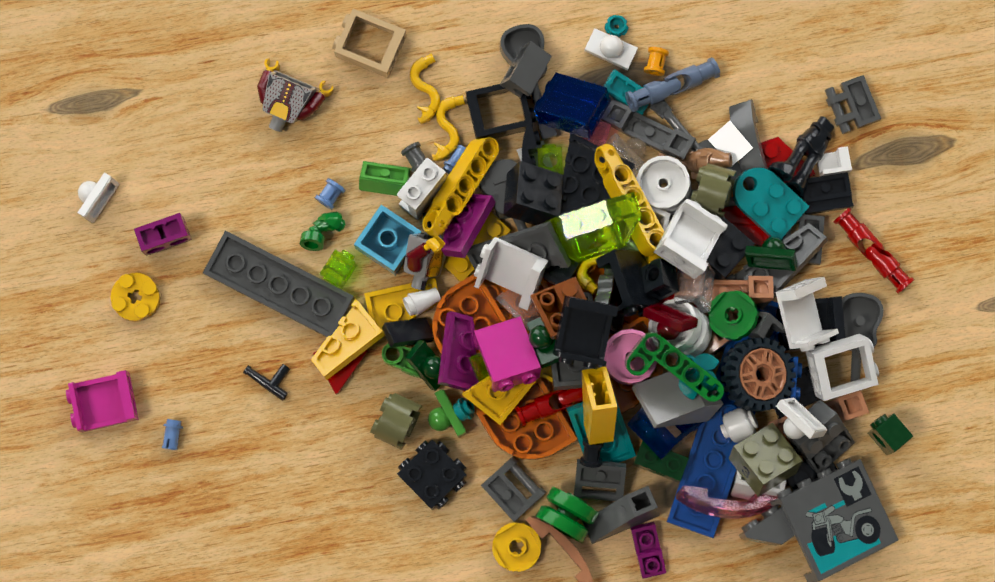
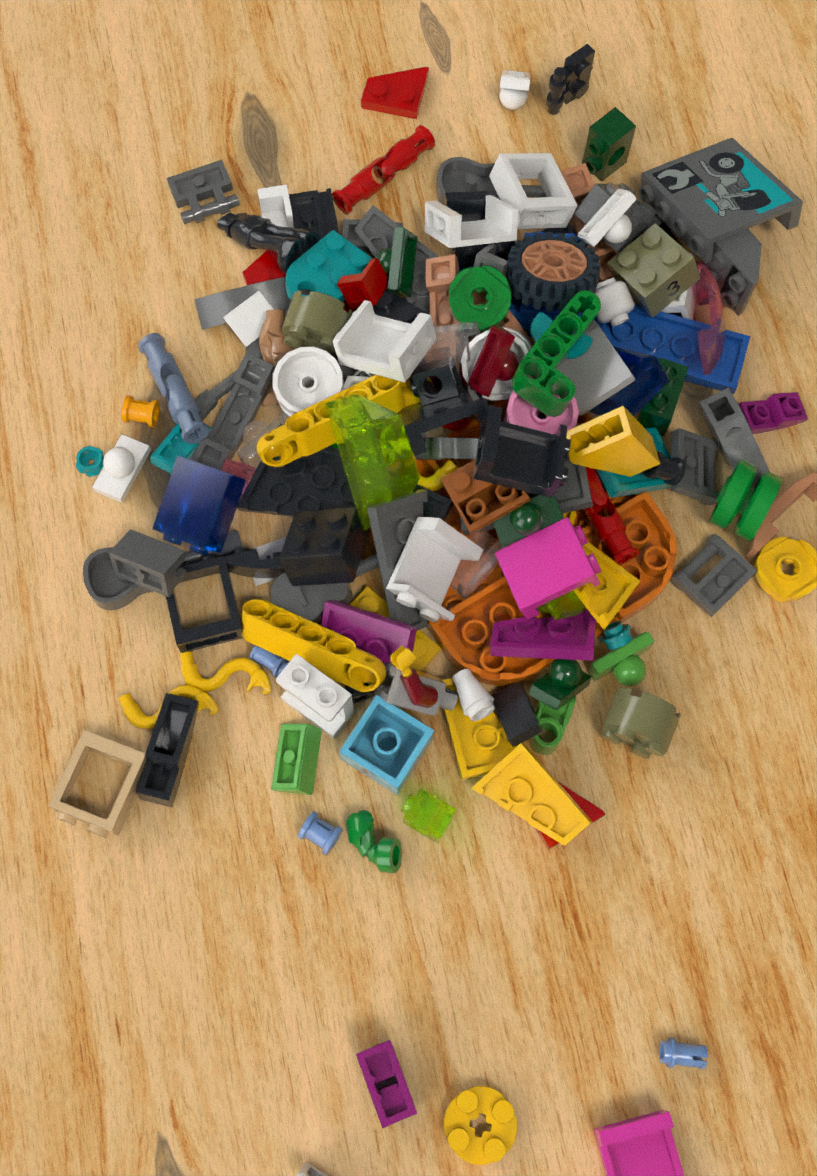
camera: 95 degrees left, 10 degrees down
(270, 385) = (598, 908): black piece -> none
(278, 284) = (453, 905): dark grey plate -> none
(288, 97) = (177, 899): torso -> none
(391, 88) = (168, 750): none -> black slope
(414, 155) = (267, 714): dark grey bush -> none
(433, 474) = (704, 676): black brick -> none
(550, 150) = (265, 528): clear neon green brick -> none
(748, 231) = (364, 286): none -> red panel
(953, 264) = (396, 92): none -> red wing
(955, 361) = (514, 89): none -> white tile
(957, 408) = (571, 80): none -> black plate

